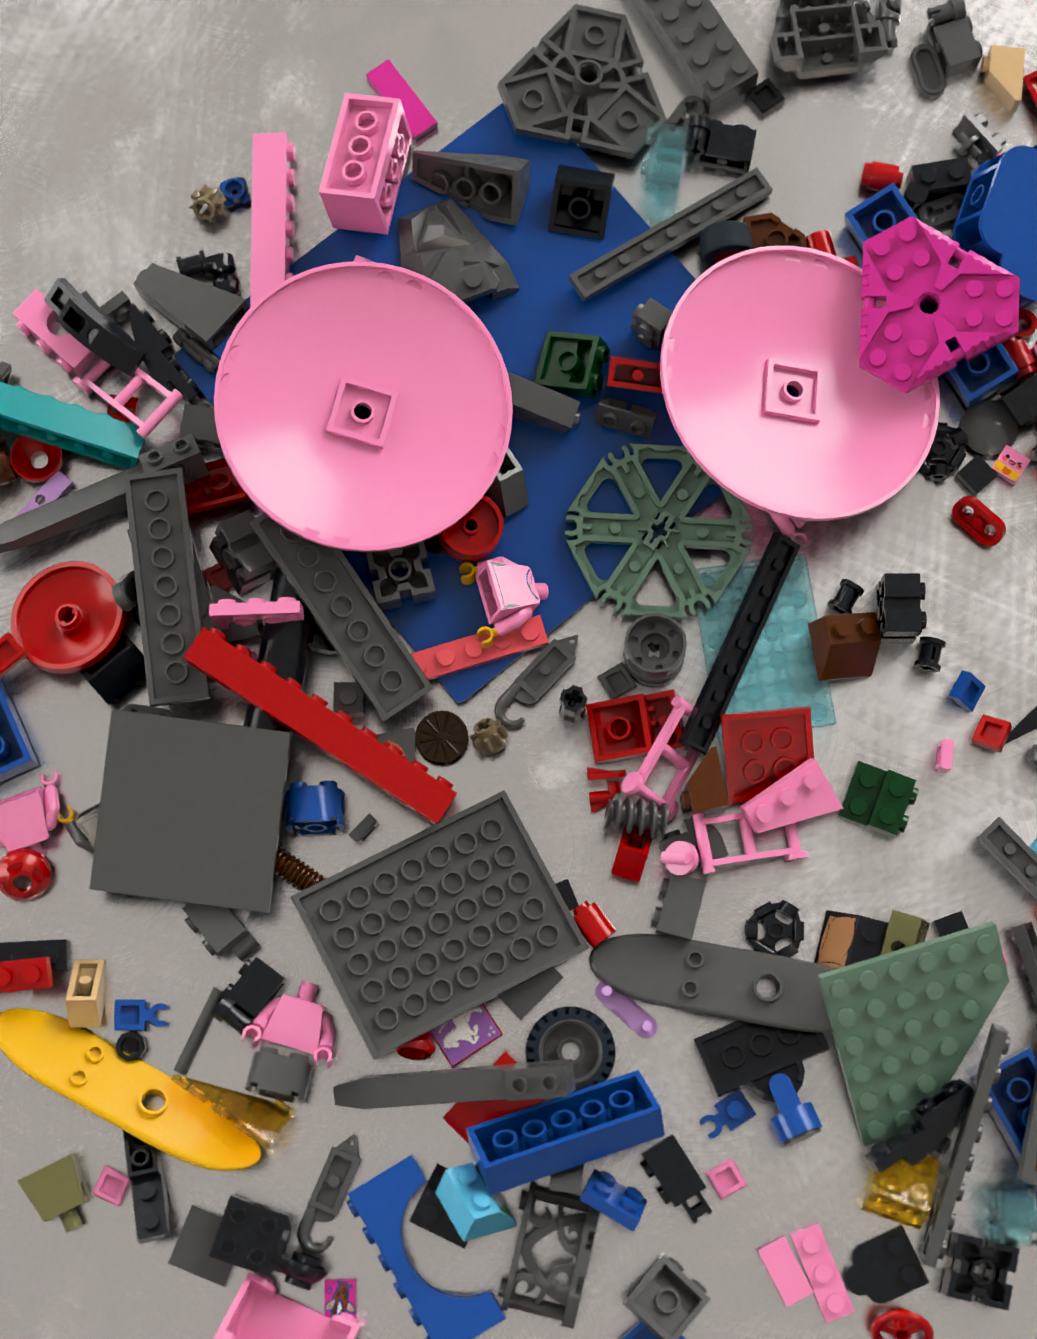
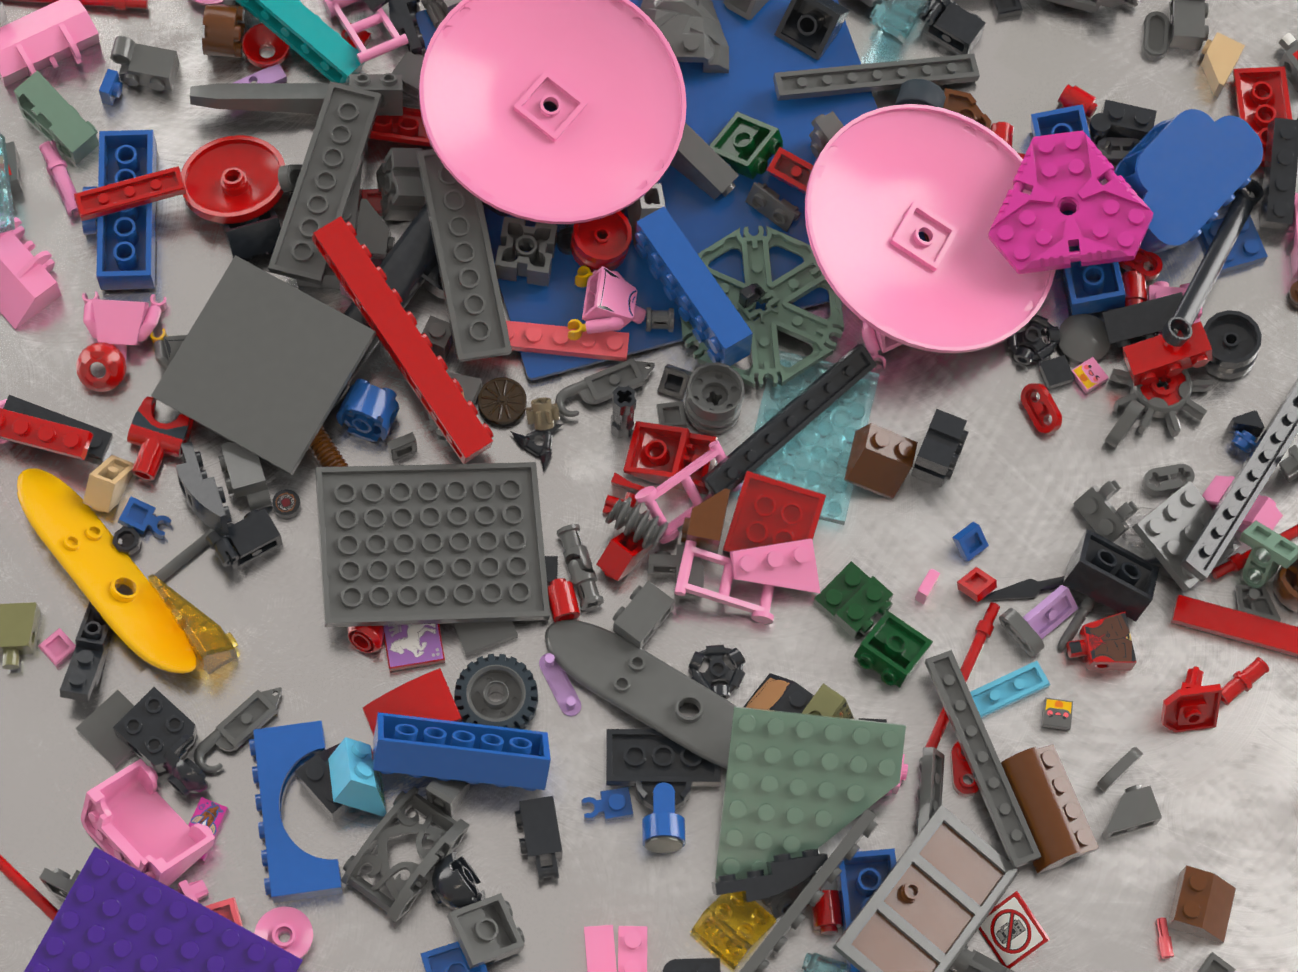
camera: 15 degrees right, 10 degrees down
(113, 927) = (156, 439): none -> red connector
(186, 969) = (202, 492): none -> slope
(246, 614) = (383, 225): bright pink wing -> none
(273, 937) = (286, 503): none -> black tile
(279, 1075) = (240, 610): dark grey brick -> none
(296, 1024) = (272, 577): bright pink torso -> none
(457, 1085) = (388, 678): dark grey piece -> none
(504, 773) = (544, 450): none -> black piece
(564, 587) = (659, 319): none -> dark grey bush
(588, 546) = (692, 288): none -> blue brick
(598, 885) = (580, 566): none -> dark grey piece
(604, 643) = (674, 381): none -> black slope
(614, 1199) = (473, 821): blue plate -> none
(615, 1263) = (455, 883): none -> black cylinder
(647, 526) = (750, 295): none -> black tile
(681, 858) = (660, 572): bright pink piece -> none
(726, 1178) = (583, 858): bright pink tile -> none
(845, 597) = (900, 423): black bush -> none
(930, 654) = (949, 507): black bush -> none
(938, 837) = (892, 649): none -> dark green plate
(977, 139) = (1172, 98): dark grey hips -> none
(992, 1137) = (827, 913): none -> red brick
(1016, 776) = (983, 630): none -> red bar

